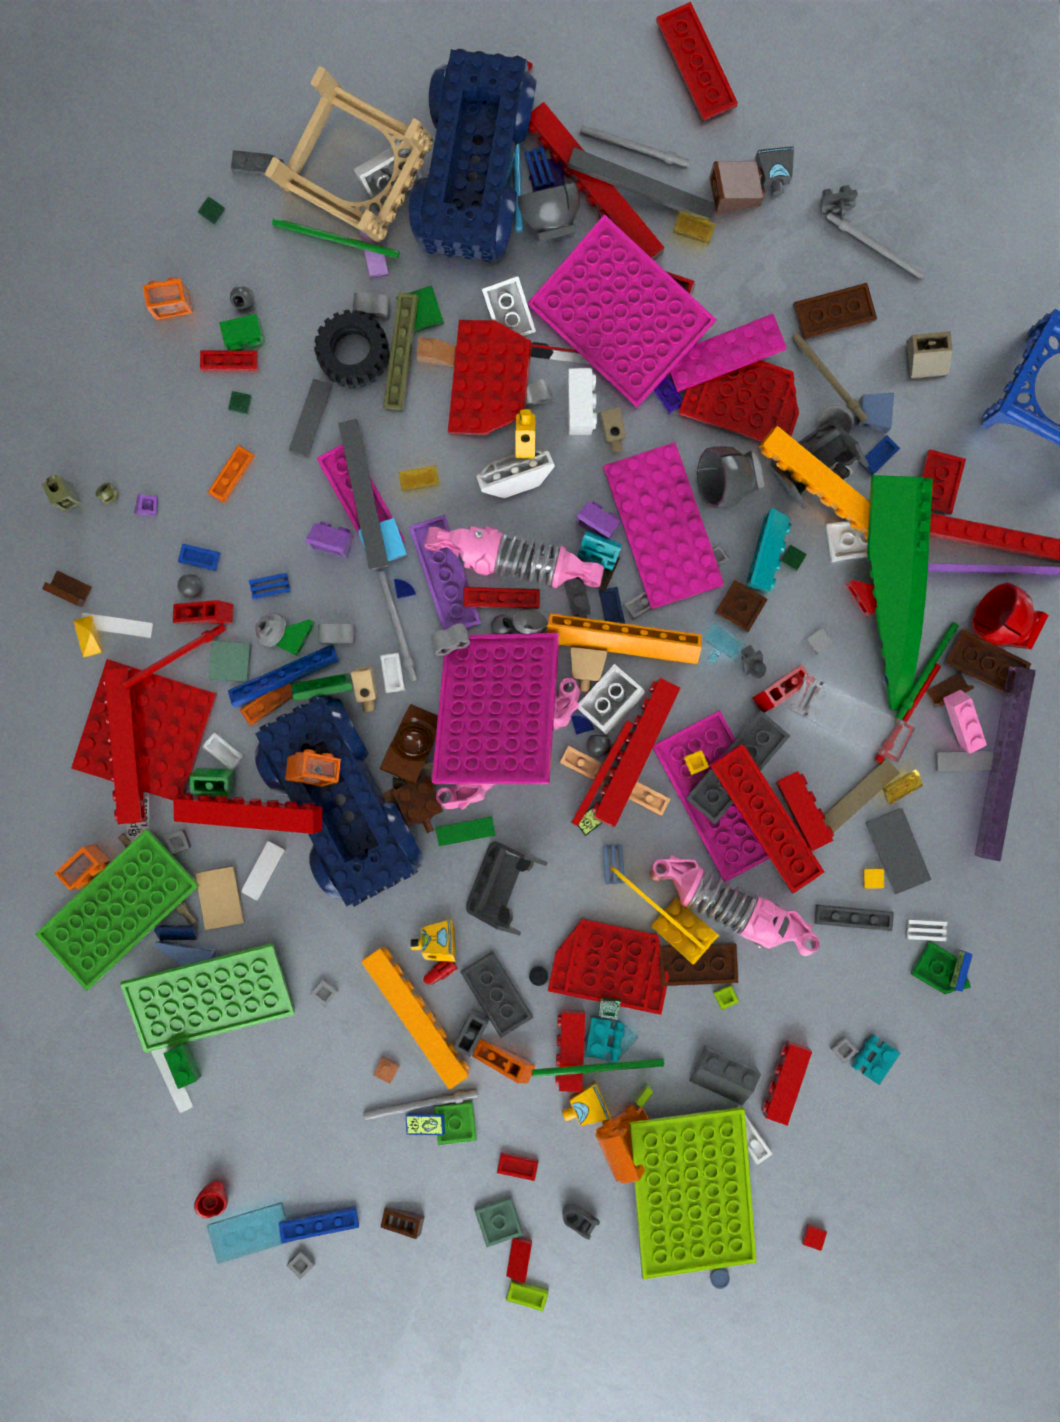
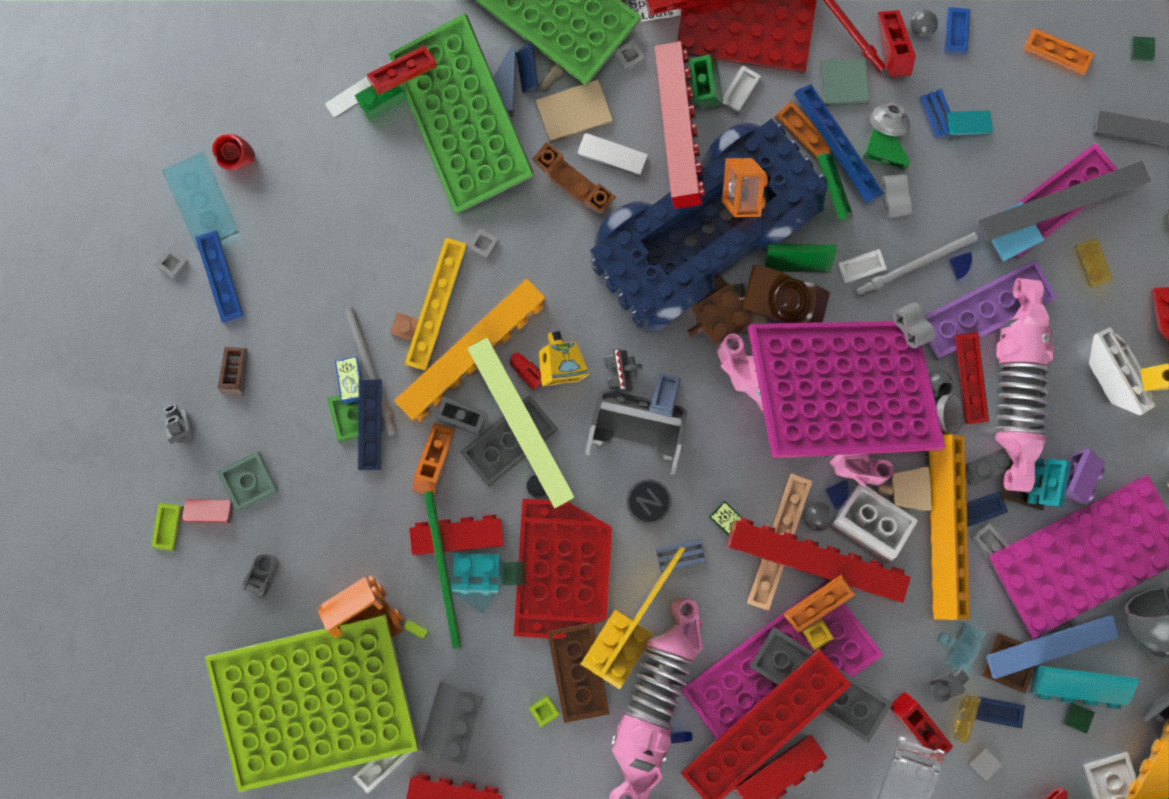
camera: 80 degrees right, 5 degrees down
(162, 1046) = (401, 70): none -> red plate
(280, 909) = (573, 182): none -> dark orange slope
(282, 561) = (970, 122): none -> teal tile
(330, 539) = (1004, 171): medium lavender slope -> none
(365, 678) = (850, 231): tan torso -> none
(371, 1041) = (435, 304): none -> yellow plate
(378, 726) = (800, 257): none -> green tile
(442, 1277) = (177, 425): none -> dark grey hips
(451, 888) = (625, 369): none -> dark grey hips
(465, 831) = (692, 377): green tile -> none
(466, 1112) = (369, 424): none -> dark blue tile
(478, 858) = (664, 395): none -> sand blue tile
(483, 984) = (520, 422): none -> yellowish green tile
(517, 1166) = (313, 494): red tile -> none
(565, 884) = (649, 501): none -> black tile
(587, 1106) = (395, 564): yellow torso -> none
(601, 773) = (788, 524): red tile -> none
(672, 757) = (819, 604): none -> orange tile
(719, 1278) = (213, 751): sand blue piece -> none
(733, 570) = (1052, 646): none -> medium blue tile
(763, 887) = (680, 737): none -> clear blue tile
(779, 621) = (1000, 712): none -> dark blue tile
(788, 655) = (964, 726): none -> clear yellow plate

